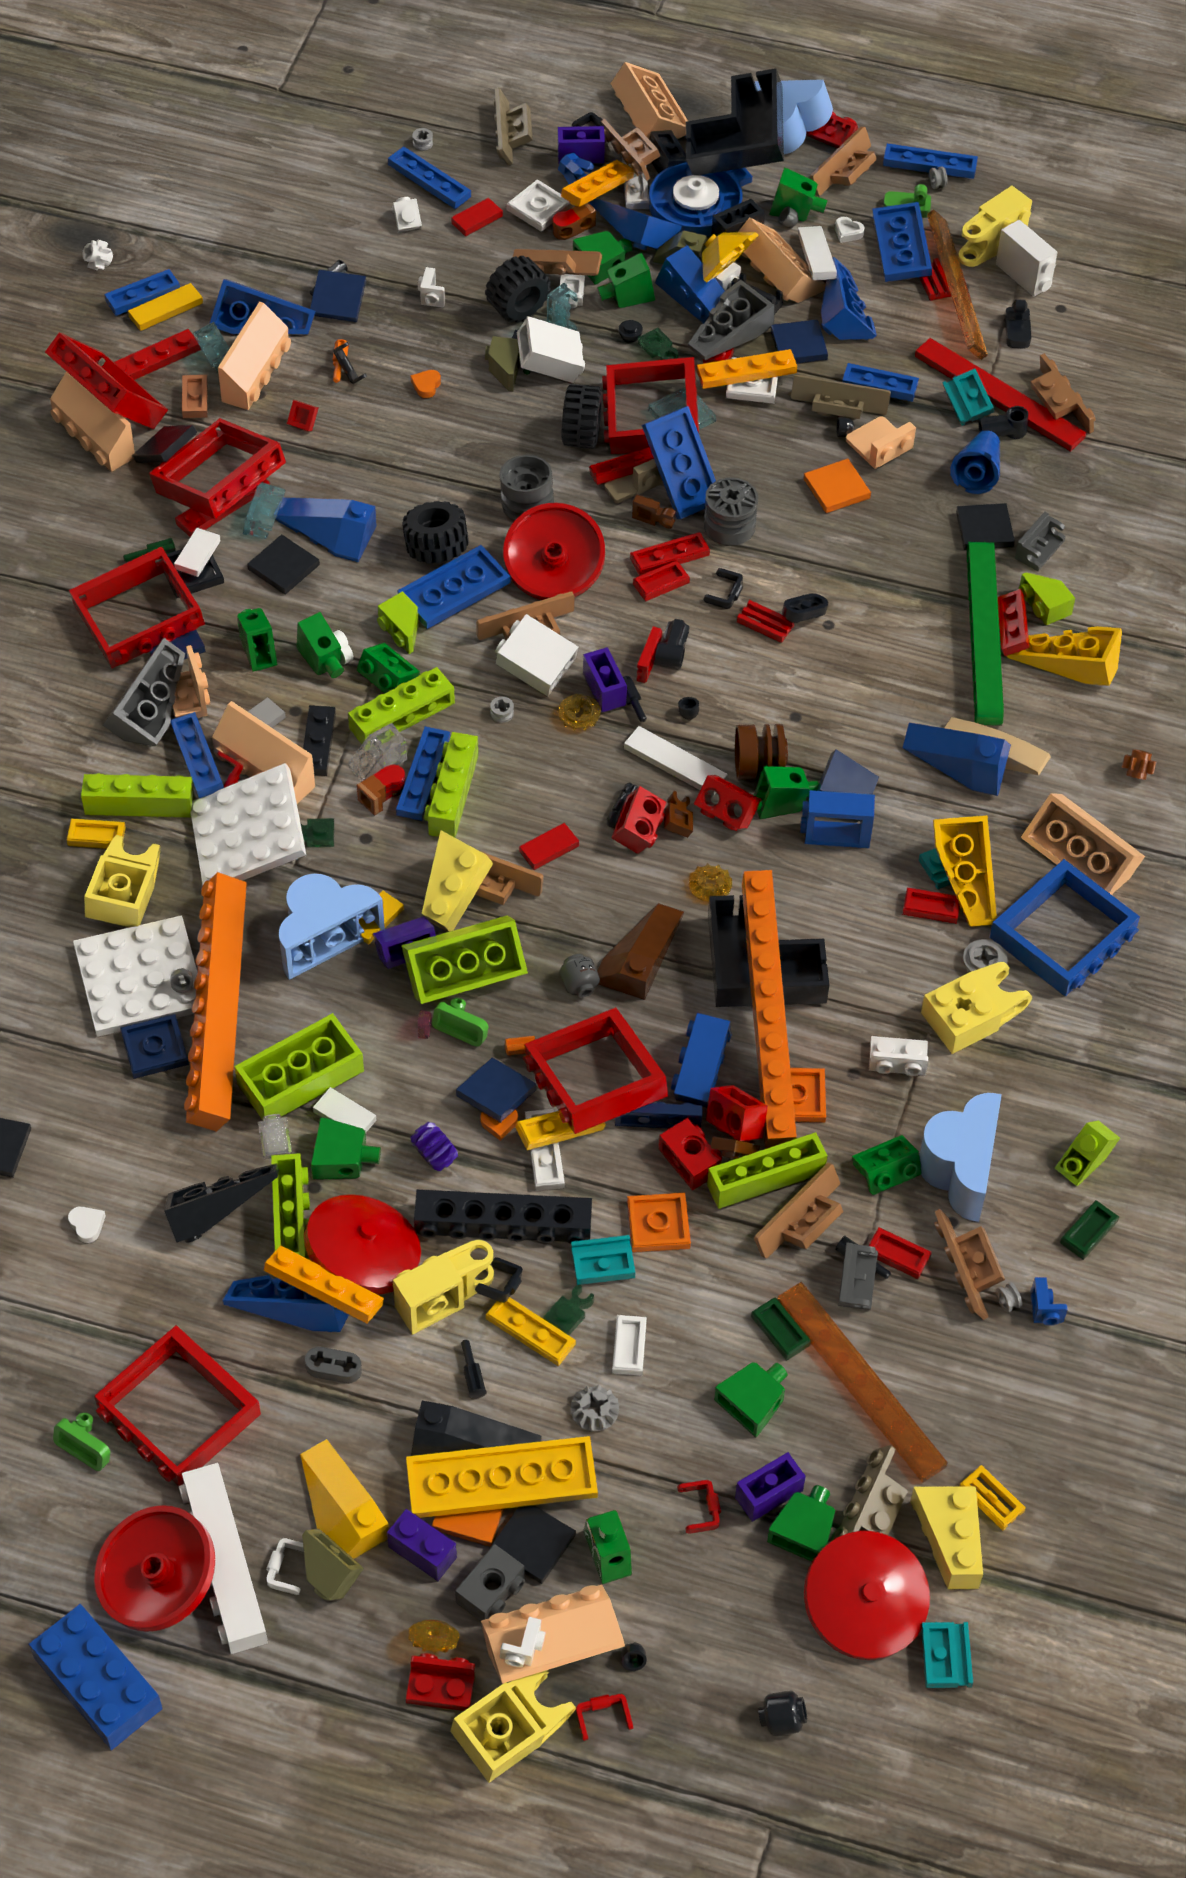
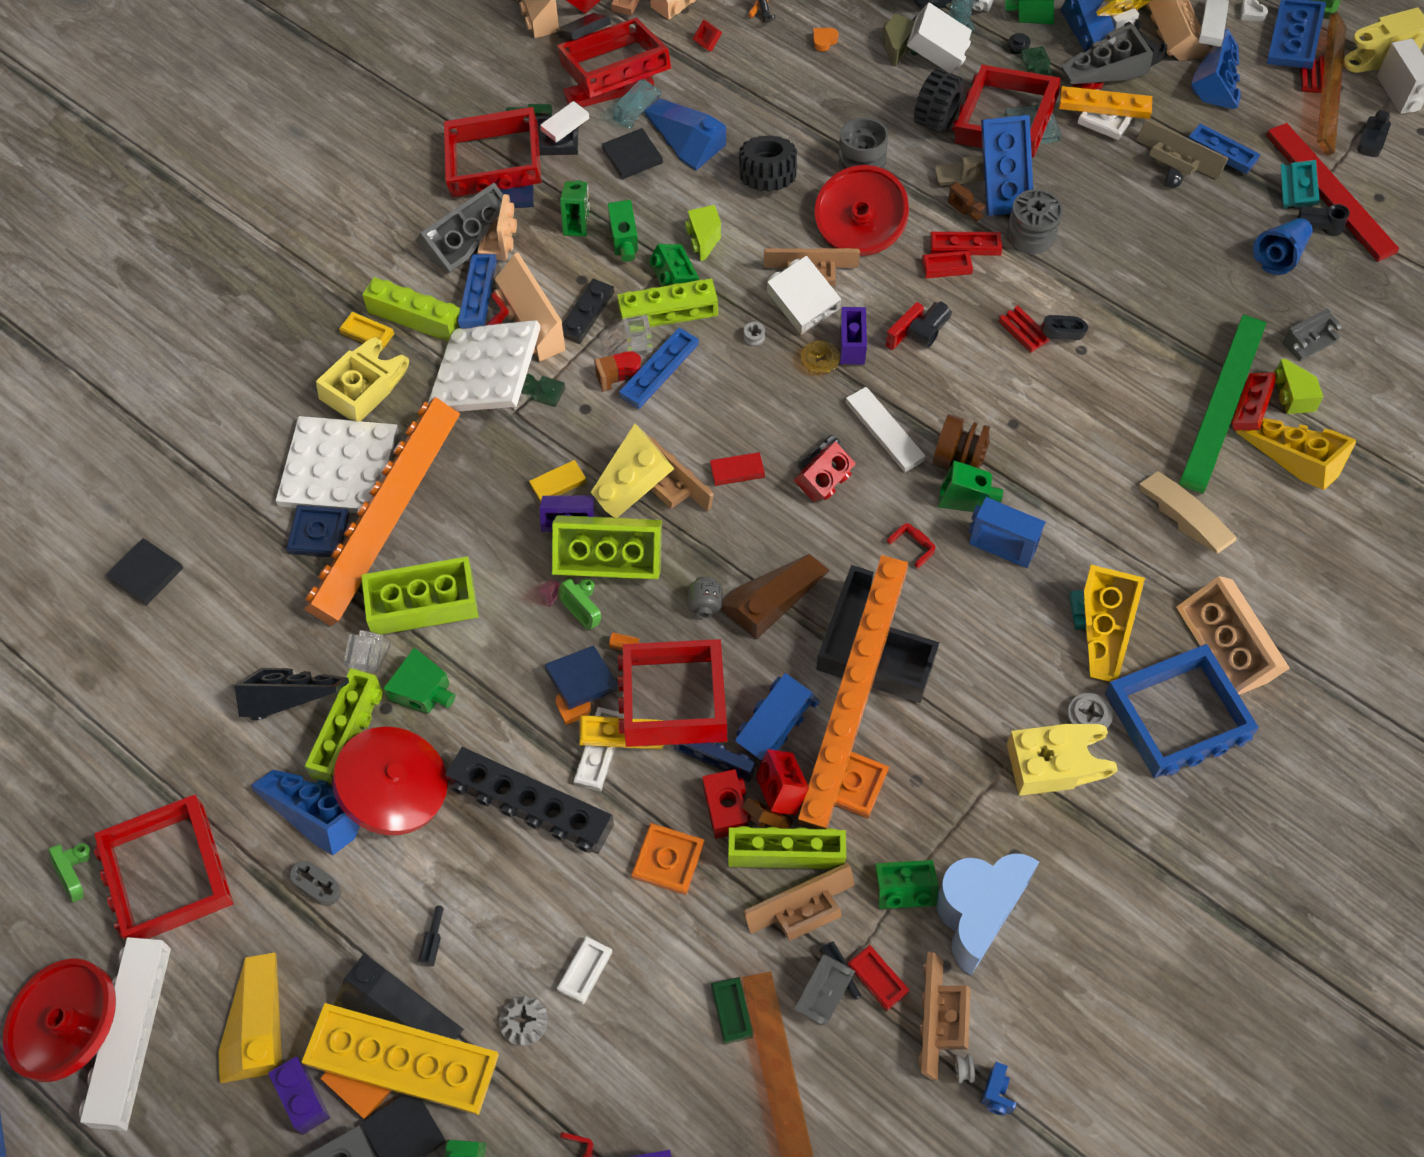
camera: 25 degrees right, 5 degrees up
(86, 1223) = (181, 669): white tile -> none
(175, 980) = (357, 481): dark grey hinge -> none
(268, 712) = (555, 275): light grey tile -> none
(275, 1563) = (171, 1054): white piece -> none
(323, 1285) = (328, 809): light orange plate -> none
(324, 921) = (502, 470): light blue brick -> none
(328, 1566) = (206, 1080): olive slope -> none
(342, 1109) = (443, 649): white tile -> none
(346, 652) = (643, 237): white tile -> none
(434, 1146) = (498, 711): dark purple gear -> none
(440, 1285) = (438, 846): light yellow brick -> none
(453, 784) = (677, 386): lime brick -> none
(456, 586) = (764, 214): blue plate -> none
(511, 1286) = (504, 870): black piece -> none
(531, 1330) = (504, 918): yellow tile -> none
(568, 1313) = (542, 916): clear green plate -> none
(603, 1260) = (598, 877): teal plate -> none
(619, 466) = (952, 154): red tile -> none
(633, 698) = (873, 358): black axle -> none
(677, 817) = (862, 480): reddish brown plate -> none
(688, 707) = (918, 384): black hinge -> none
(698, 884) = (859, 558): clear yellow gear -> none
(729, 796) = (914, 477): red brick -> none
(734, 593) = (1007, 295): black piece -> none
(752, 851) = (920, 537): none -> red piece
(752, 1395) = (673, 1070): green torso -> none
(802, 338) = (1168, 93): dark blue tile -> none
(837, 485) = (1143, 228): orange tile -> none
(846, 776) = (1032, 496): dark blue tile -> none
(881, 441) = (1202, 200): light nougat bracket -> none
(898, 1056) = (965, 779): white bracket -> none
(931, 905) = (1061, 643): red tile -> none
(965, 756) = (1153, 513): blue wedge -> none
(985, 524) = (1268, 304): black tile -> none
(1058, 395) = (1386, 207): medium nougat bracket -> none
(1087, 1152) = (1107, 947): lime slope -> none
(1089, 1229) = (1076, 1028): dark green tile -> none
(1139, 764) = (1321, 575): dark orange gear -> none

